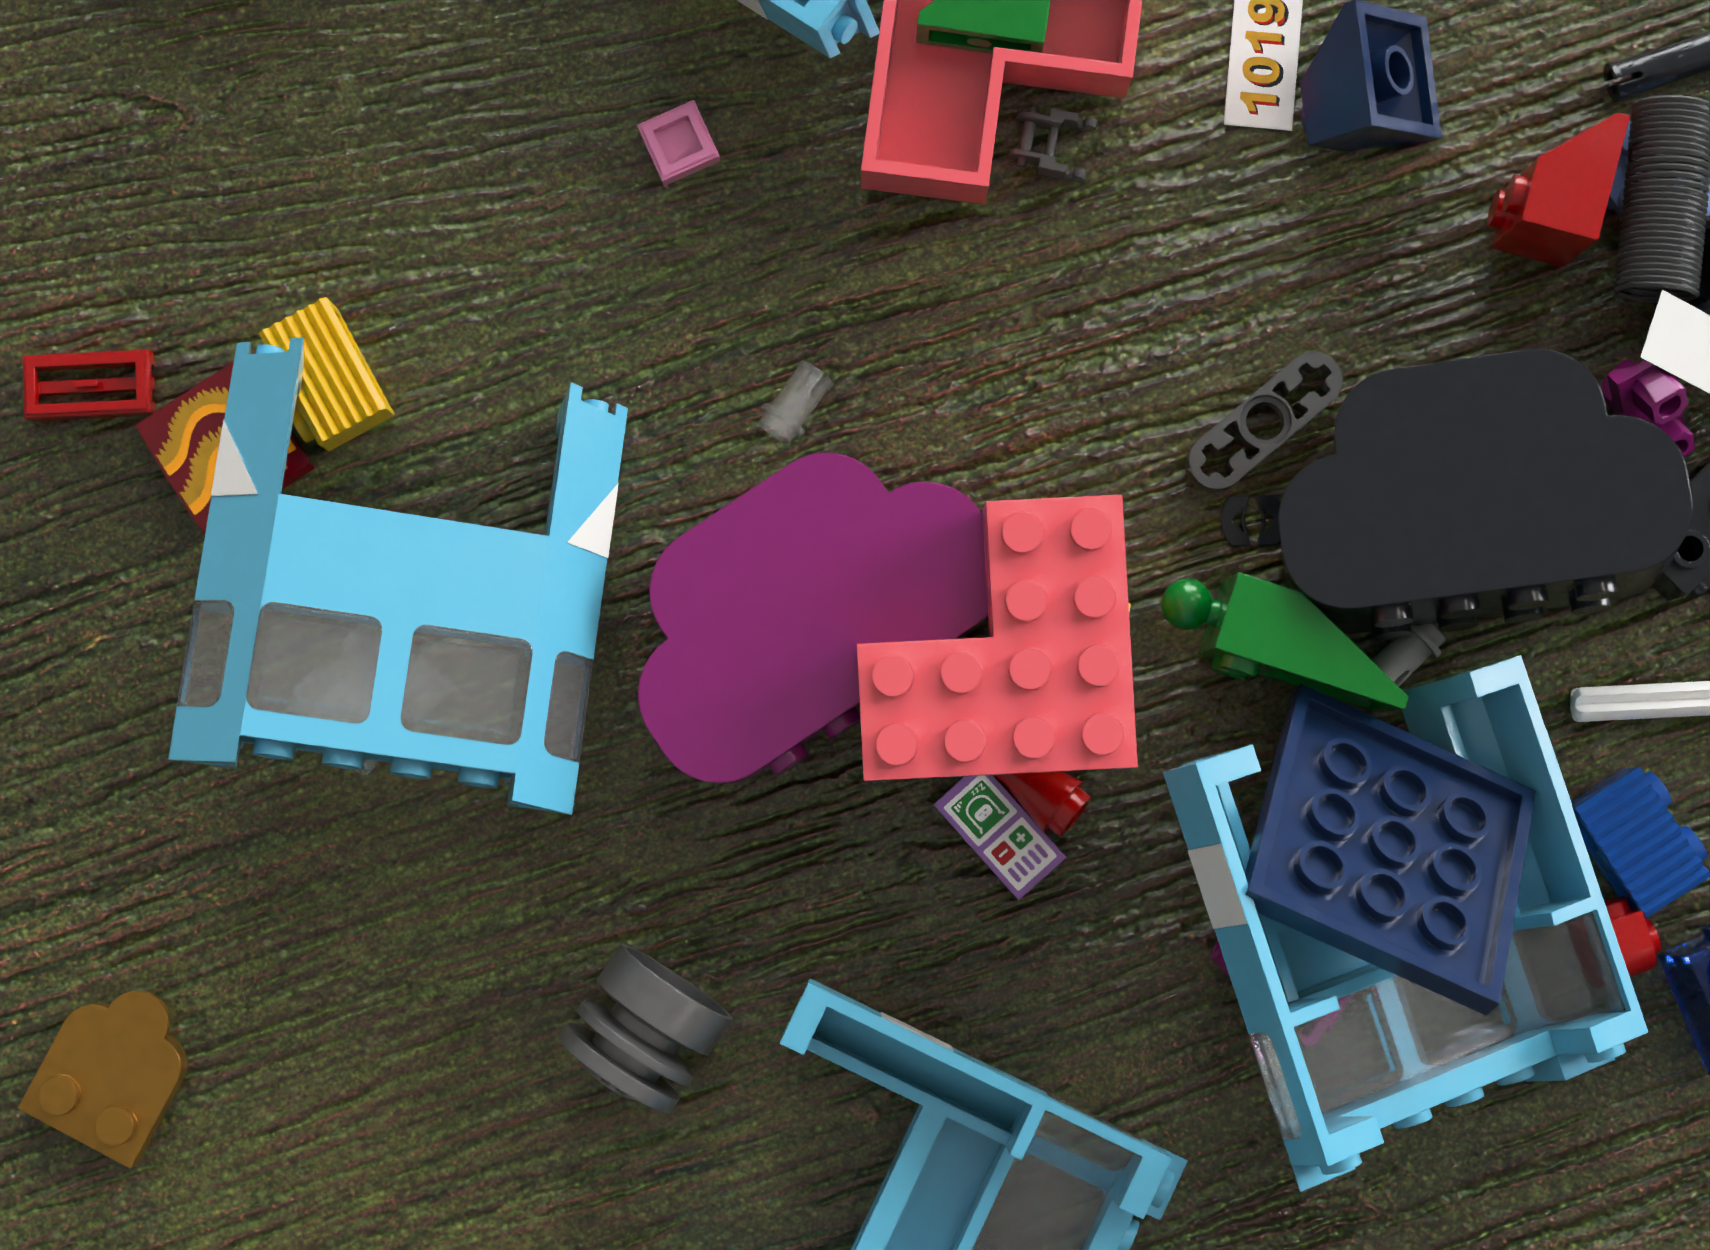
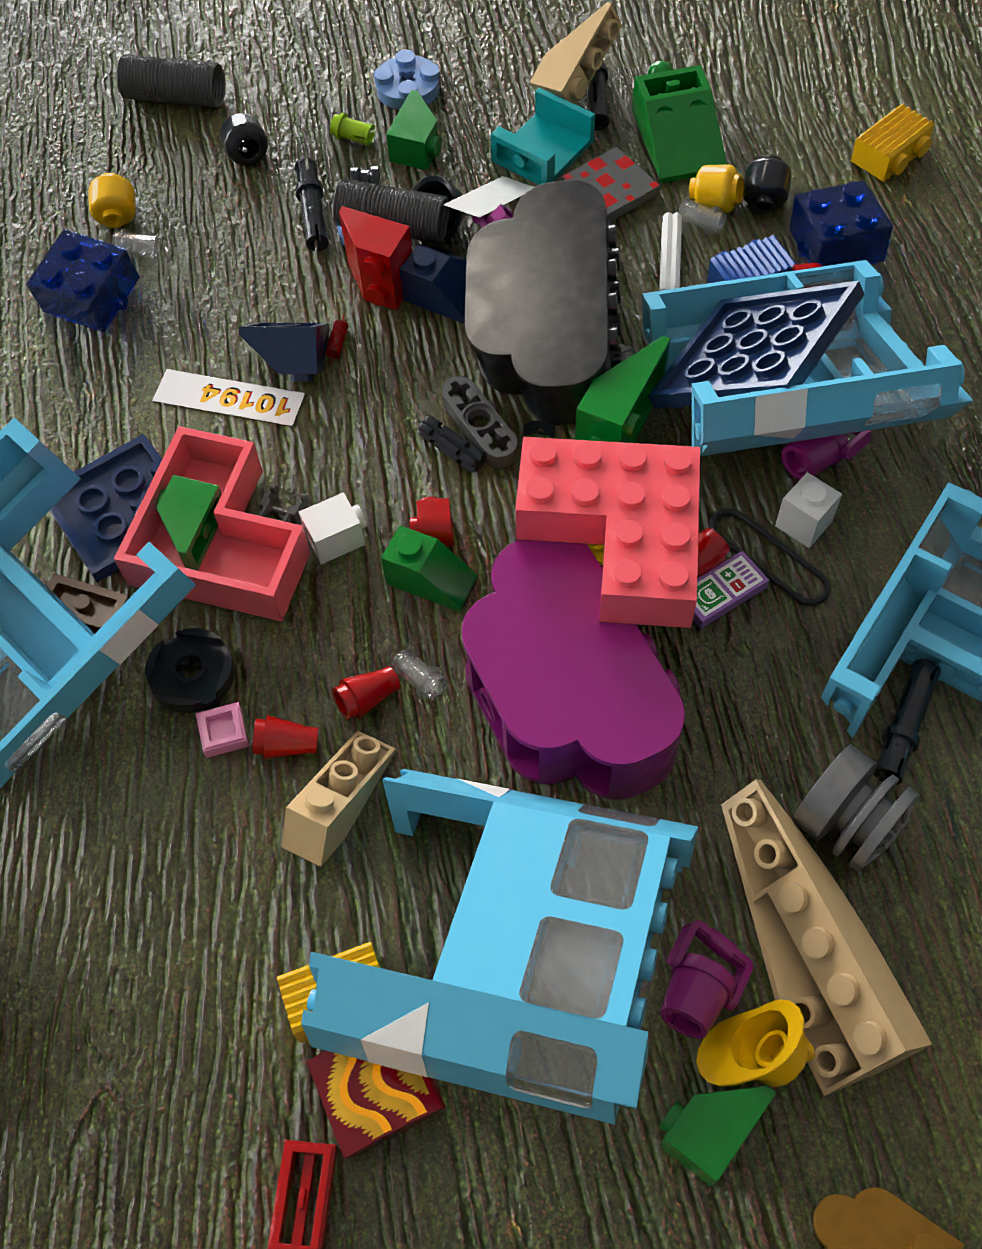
camera: 80 degrees left, 25 degrees down
(220, 866) = (713, 1128): none -> green slope
(319, 909) = (756, 1046): none -> yellow piece
(377, 833) = (701, 985): none -> magenta piece
(460, 985) = (818, 948): none -> tan wedge
(594, 324) = (334, 798): none -> tan slope
(669, 231) = (283, 738): none -> red cone
(733, 102) = (197, 692): none -> black plate
(756, 332) = (363, 692): none -> red cone
(810, 1106) = (902, 735): none -> black pin
(966, 389) = (427, 569): none -> green slope
(1023, 230) = (333, 527): none -> white brick
(1049, 381) = (434, 519): none -> red plate
(1095, 915) = (783, 547): none -> black piece
(1147, 953) = (808, 509): none -> white brick
(1213, 384) = (451, 444): none -> black axle
(1405, 160) = (336, 339): none -> red piece
(1558, 305) = (435, 281): none -> dark blue slope

